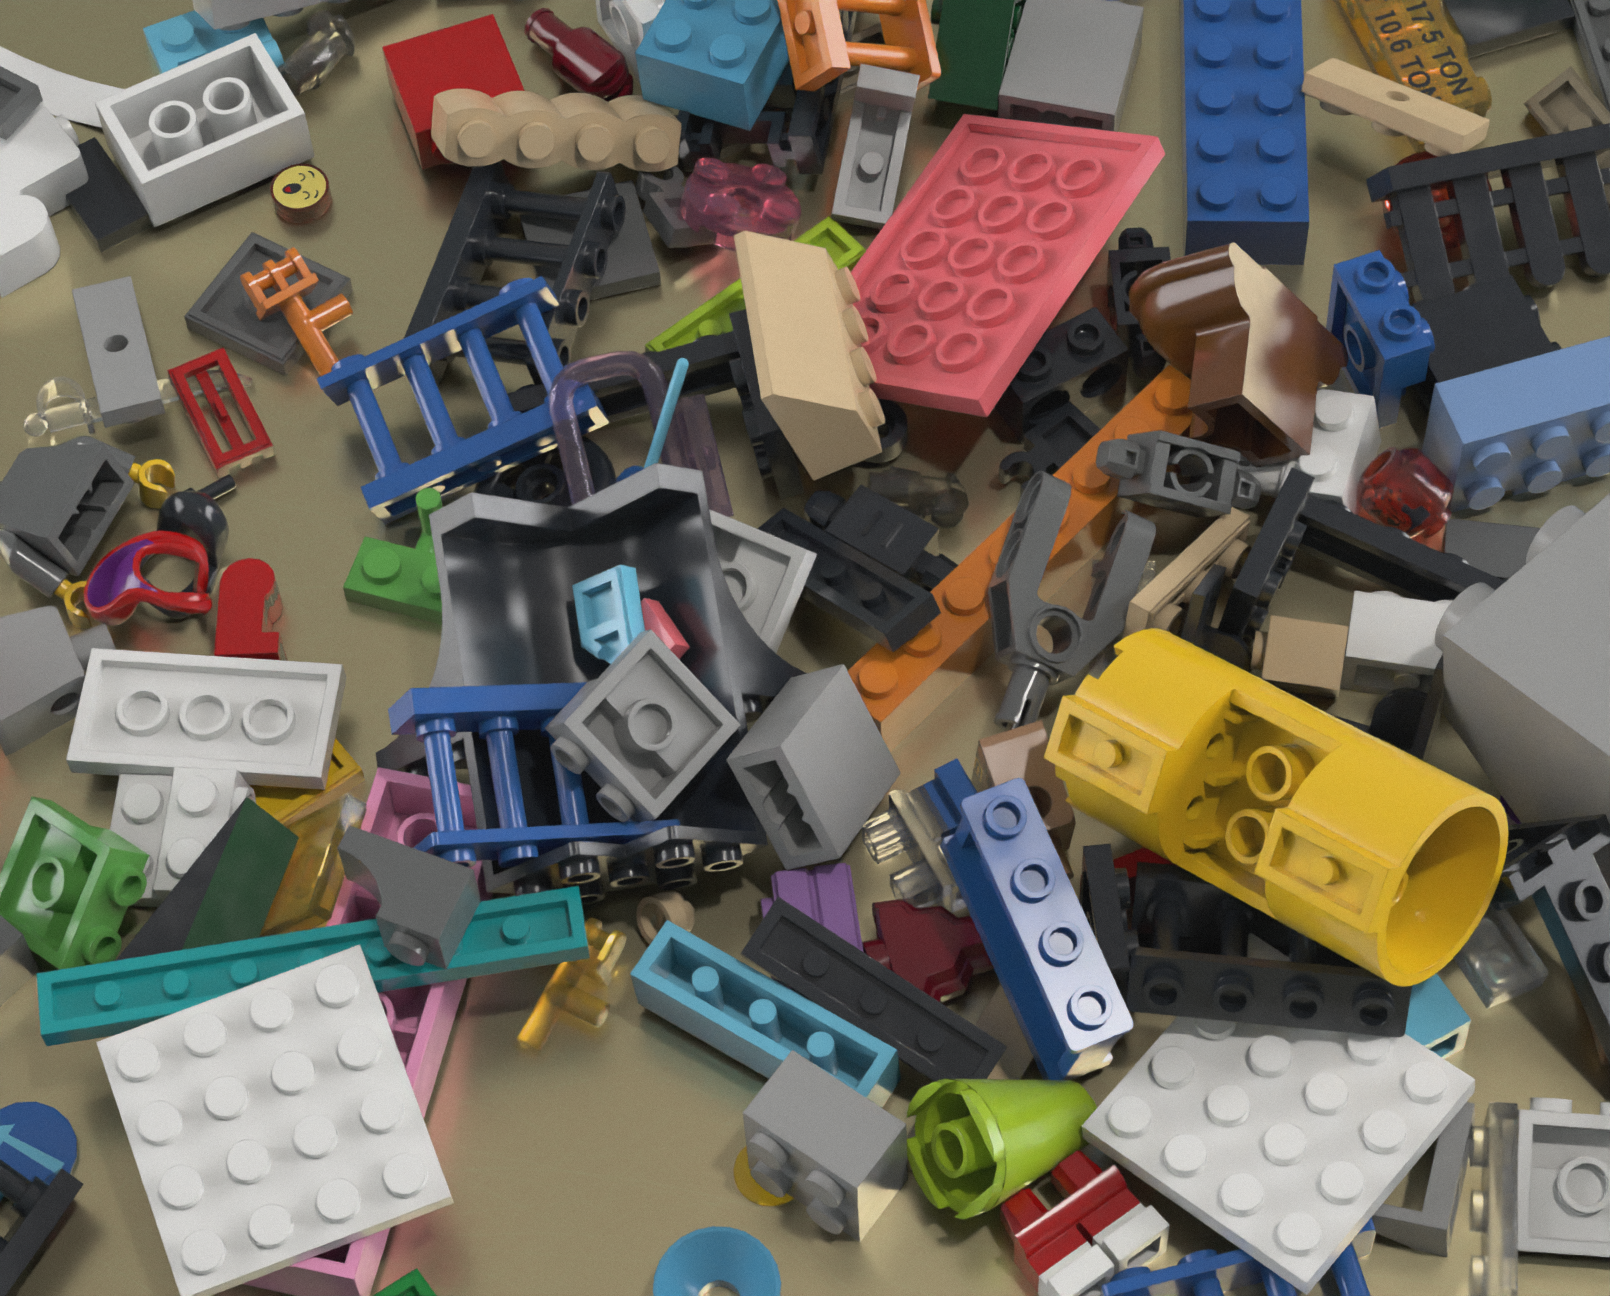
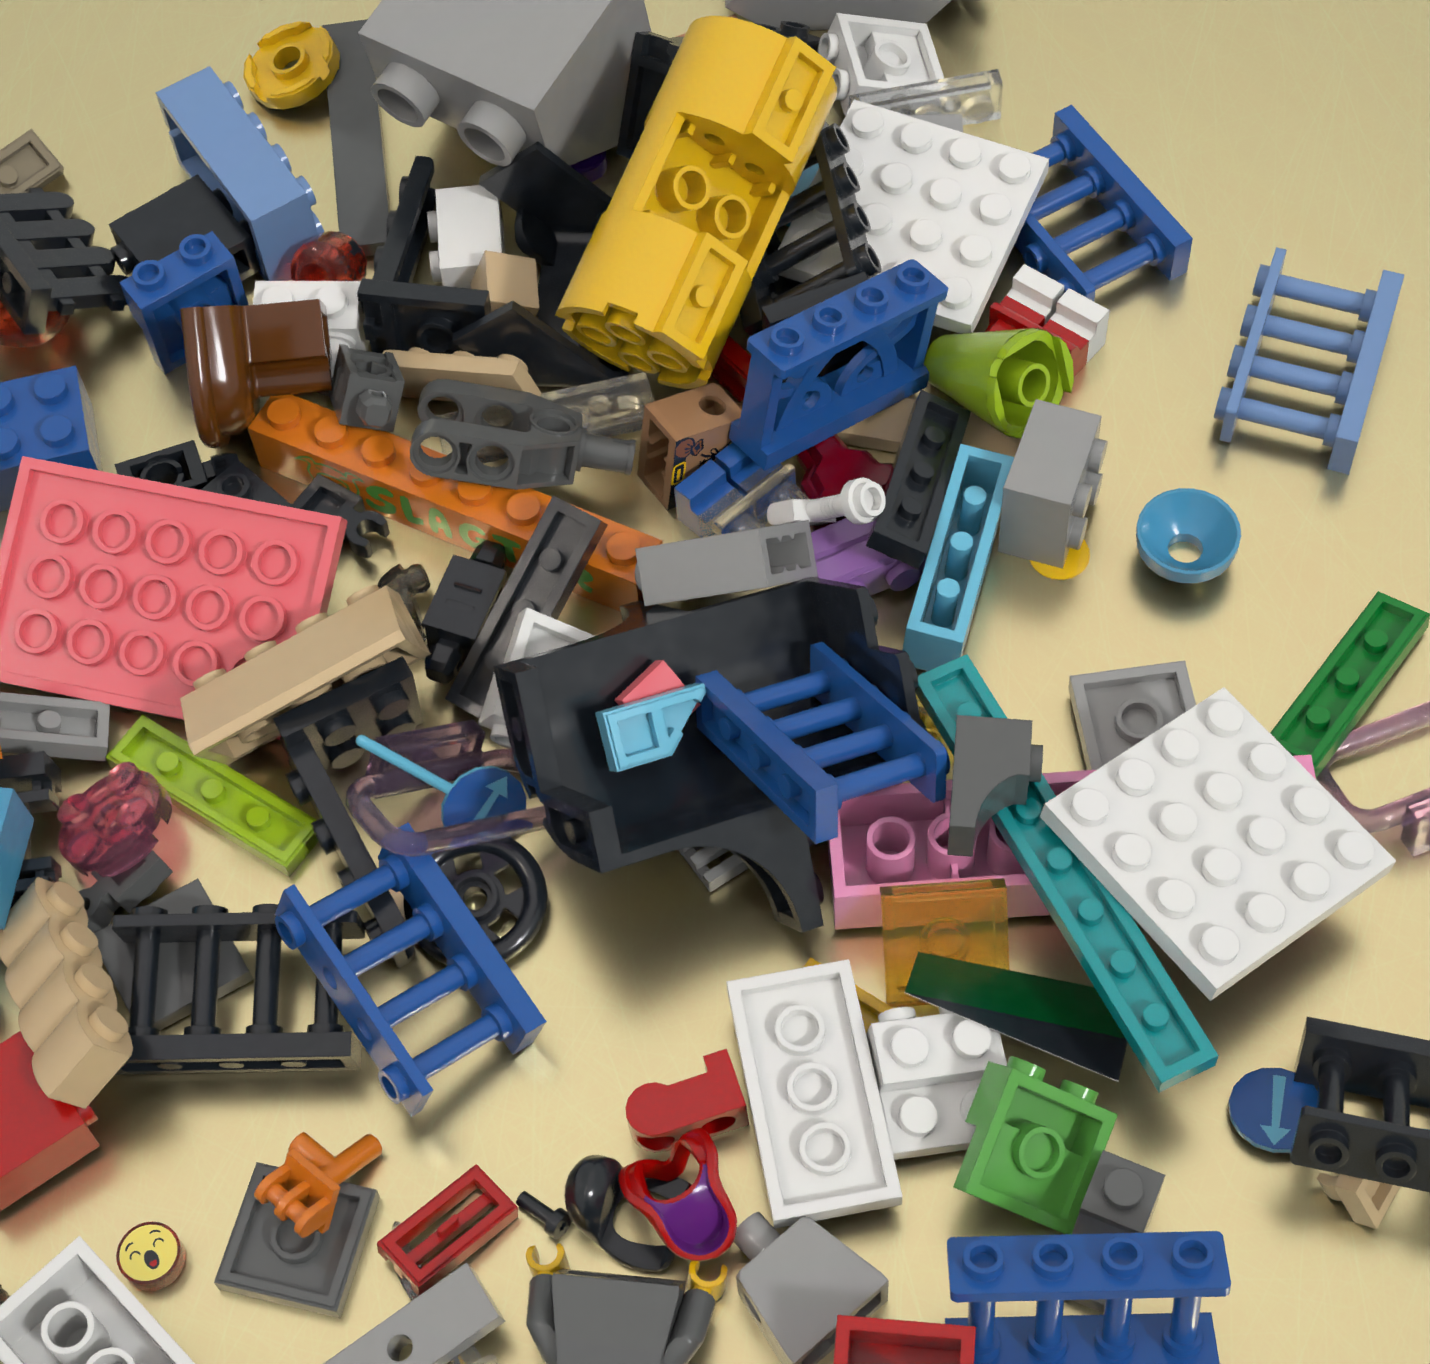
camera: 105 degrees left, 0 degrees up
(397, 575) = (591, 988): bright green plate -> none
(506, 1161) = (1126, 706): none -> light grey plate
(641, 730) = (773, 651): light grey plate -> none
(825, 893) = (859, 502): none -> white hinge

